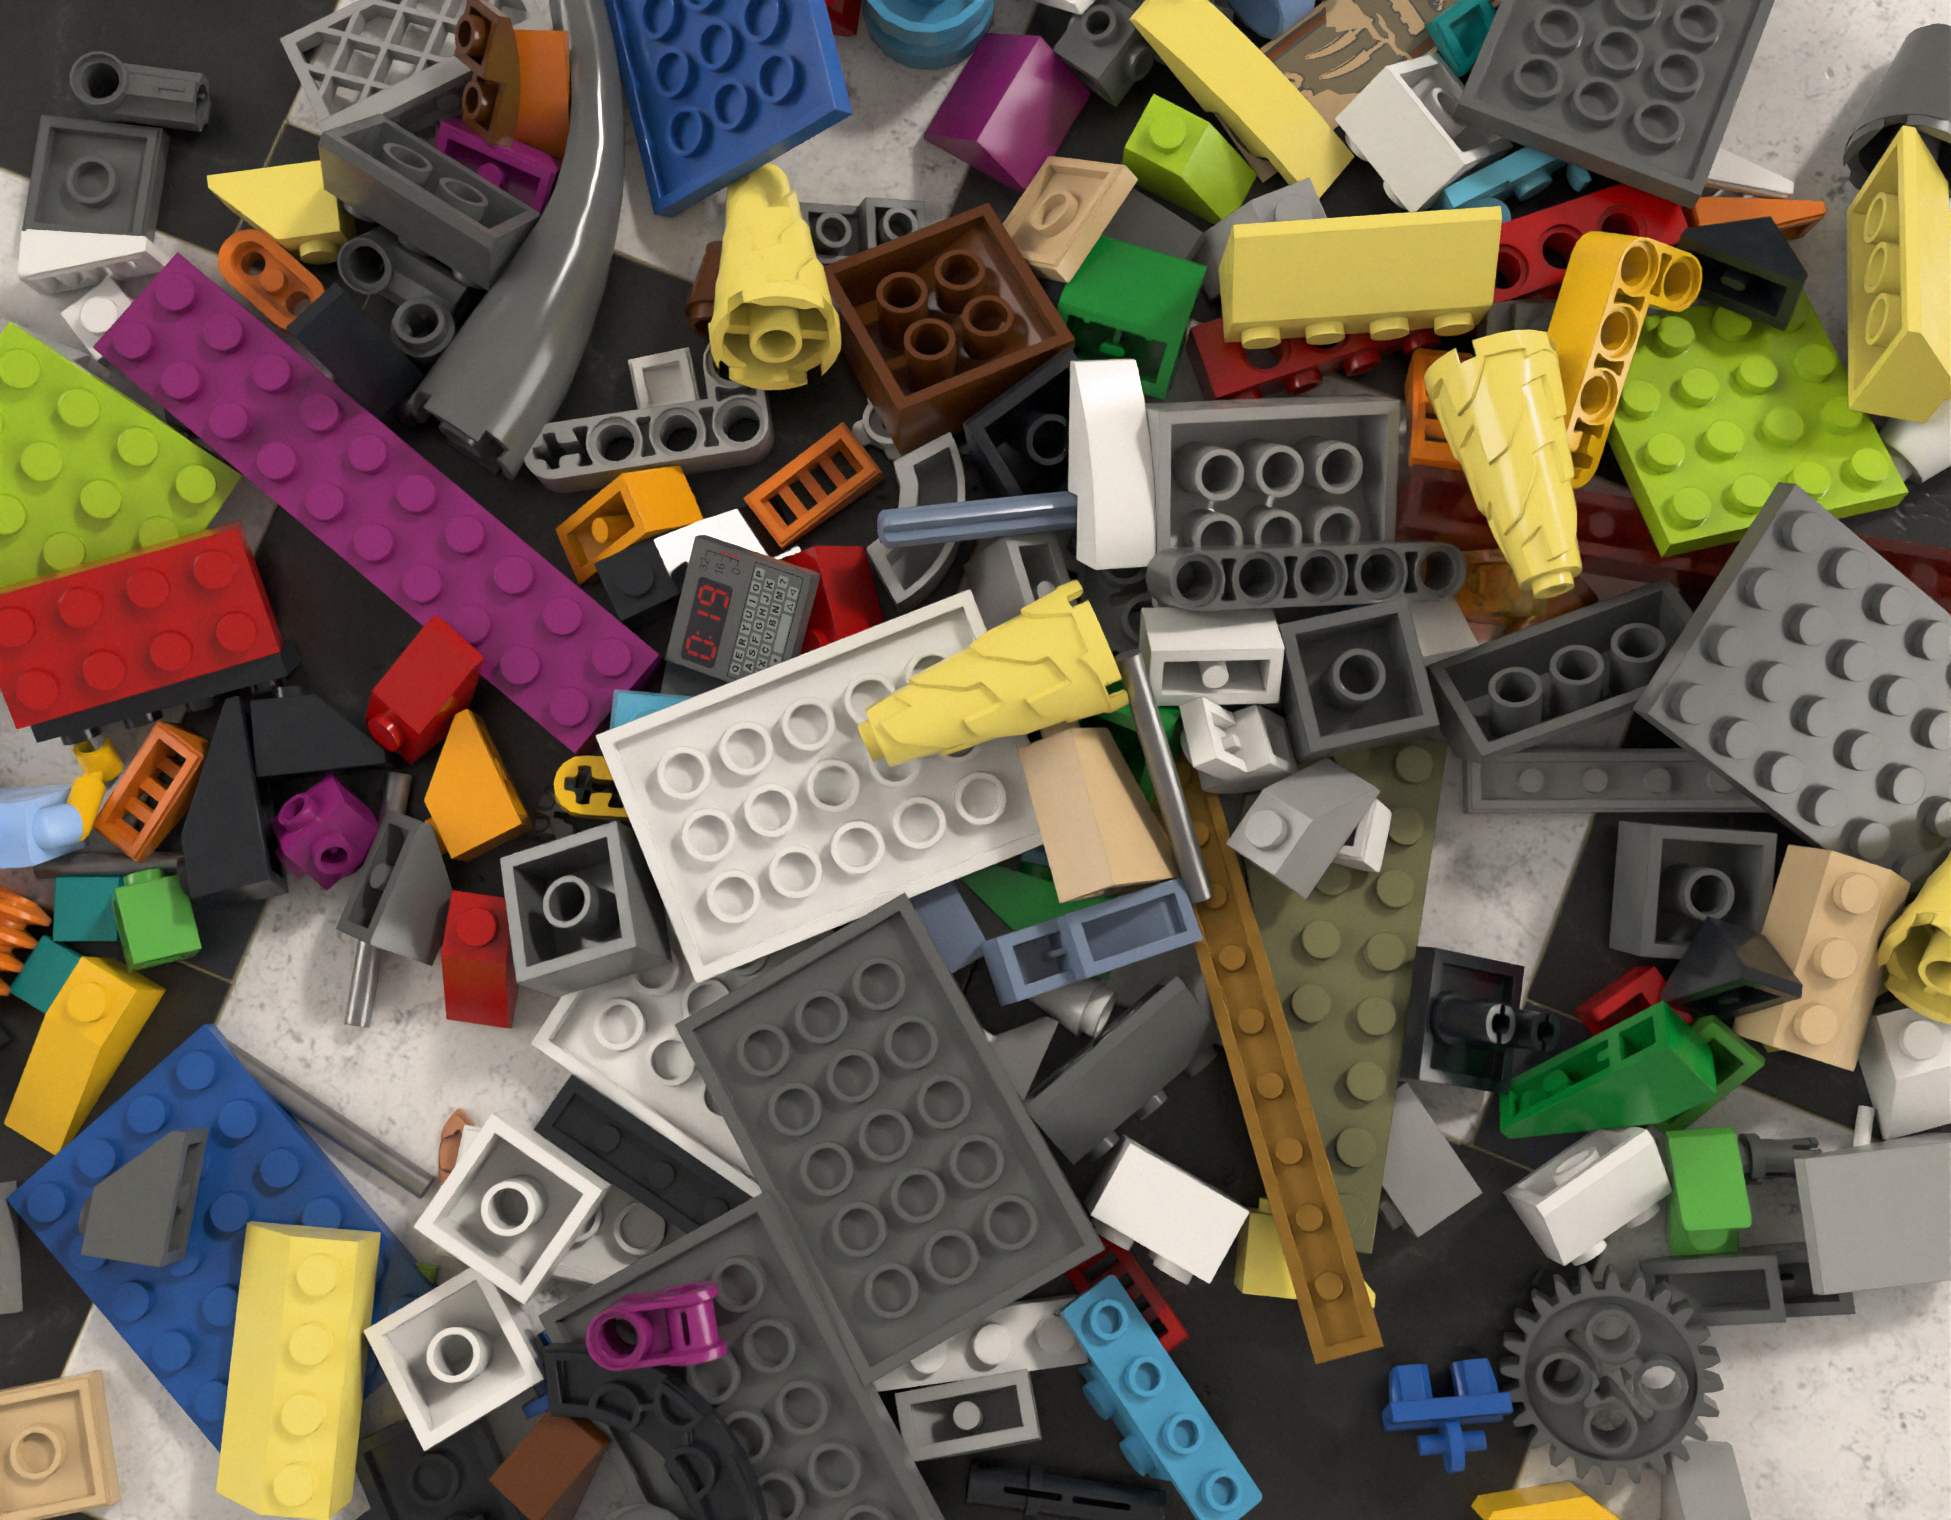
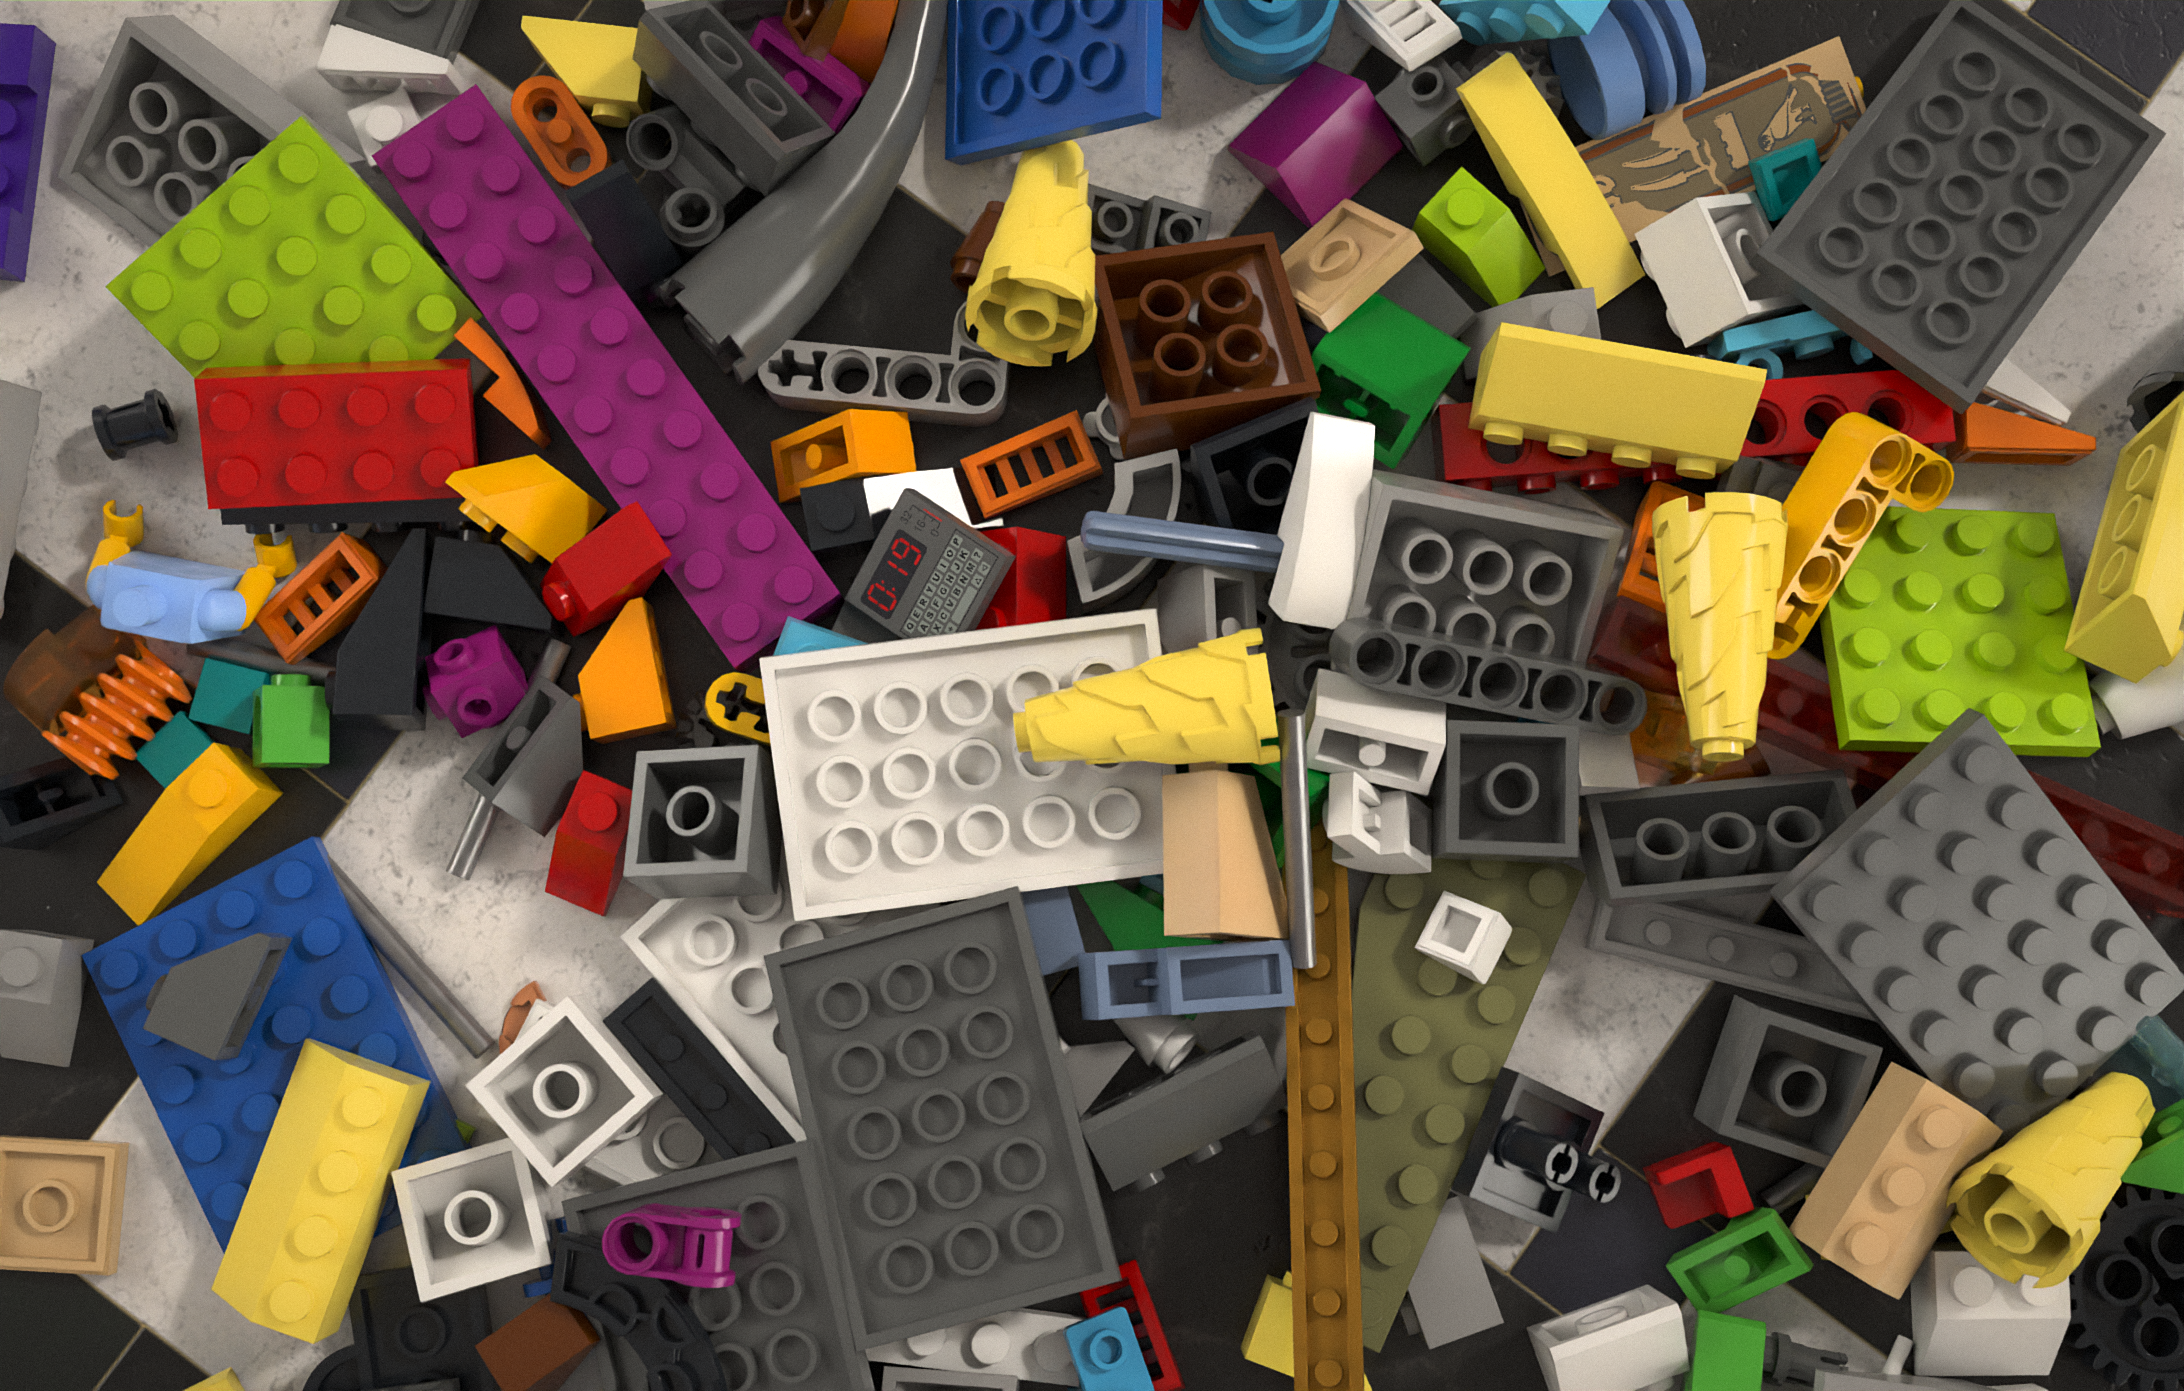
camera: 15 degrees right, 0 degrees up
(288, 542) = (511, 392): none -> orange slope
(334, 642) = (531, 501): none -> yellow slope
(664, 378) = (913, 324): white tile -> none
(1164, 1209) = (1190, 1258): white brick -> none
(1303, 823) = (1421, 918): light grey slope -> none
(1613, 1080) = (1664, 1246): green slope -> none
(1729, 974) = (1798, 1172): black slope -> none
(1747, 269) = (2000, 485): black slope -> none

